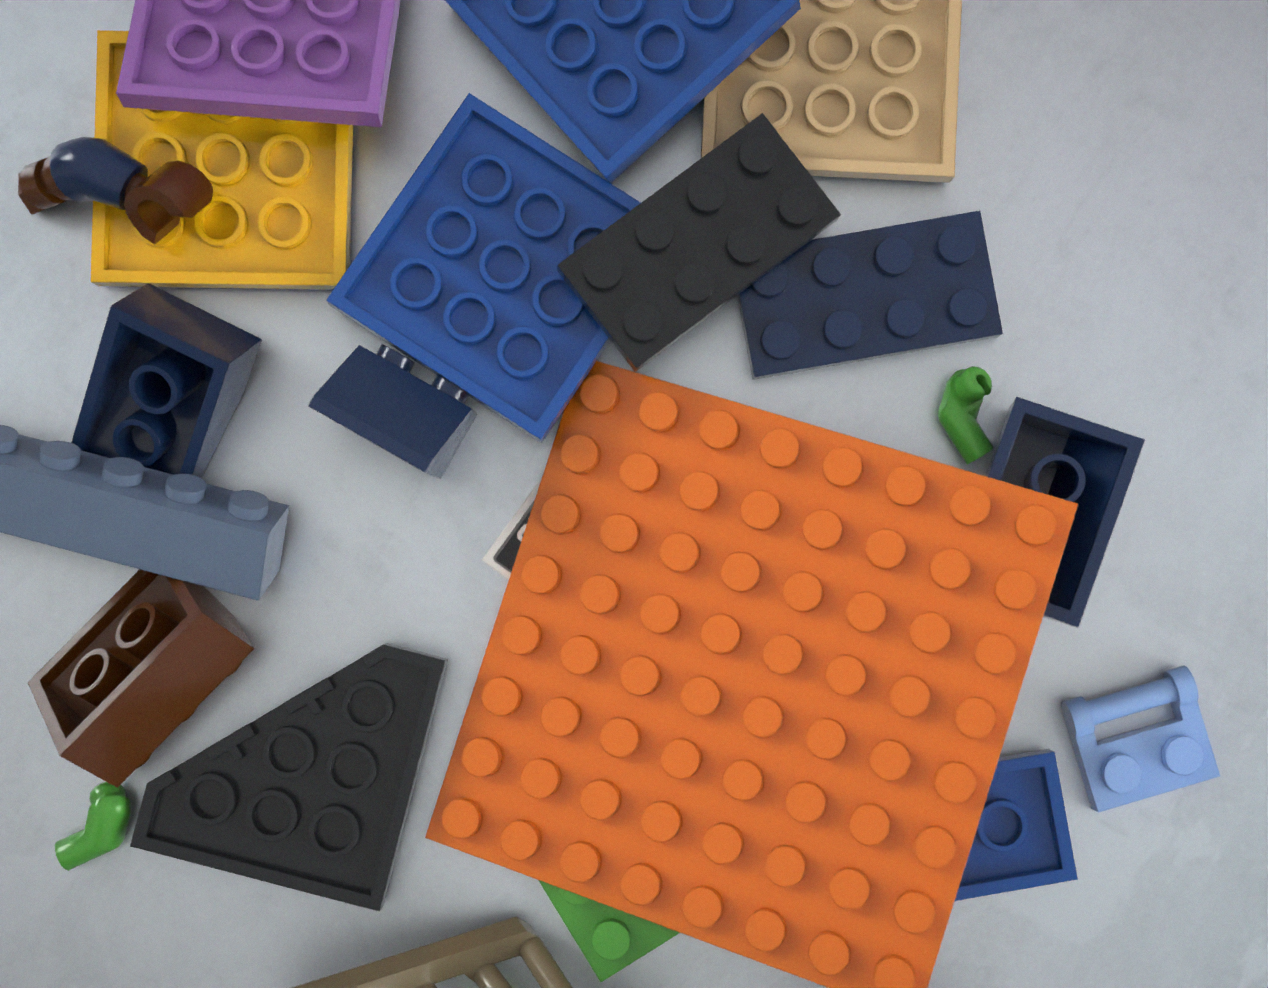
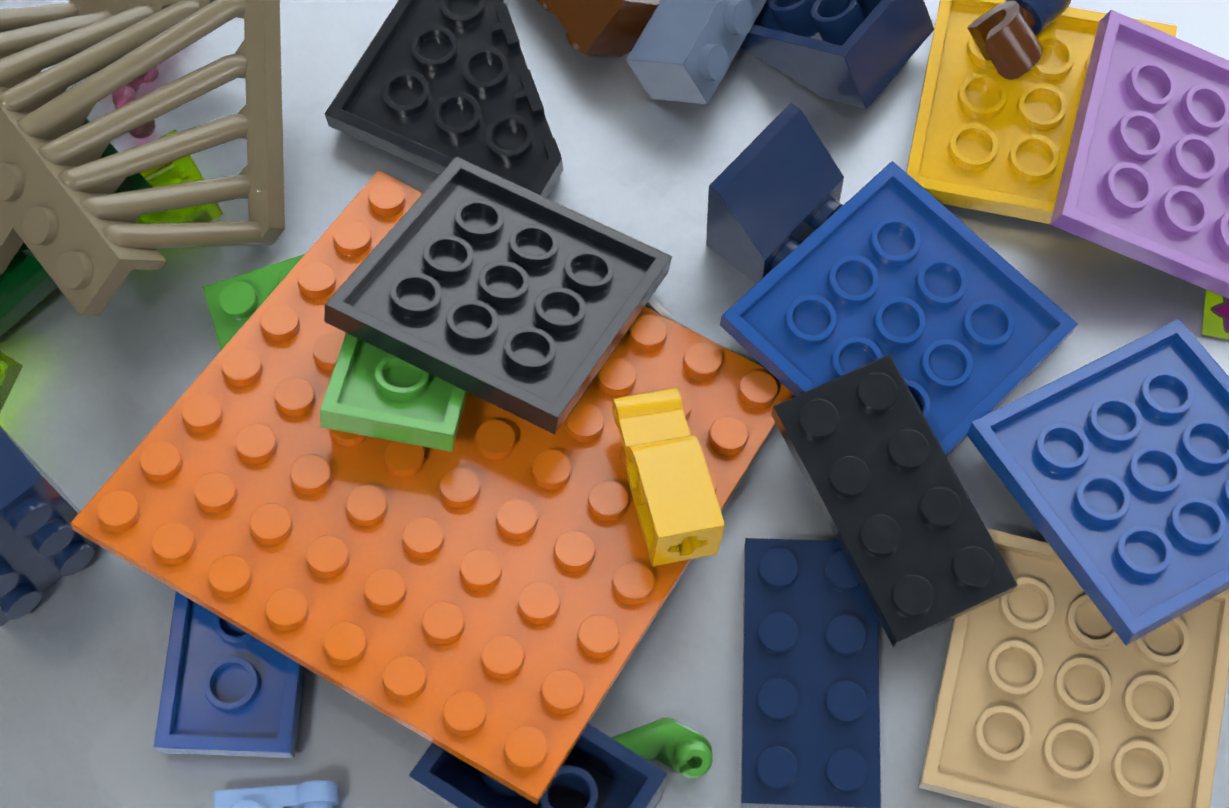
camera: 110 degrees right, 20 degrees down
(567, 666) = (500, 293): none -> plate
(695, 738) = (390, 399): none -> bright green plate
(730, 456) = (668, 478): none -> yellow piece

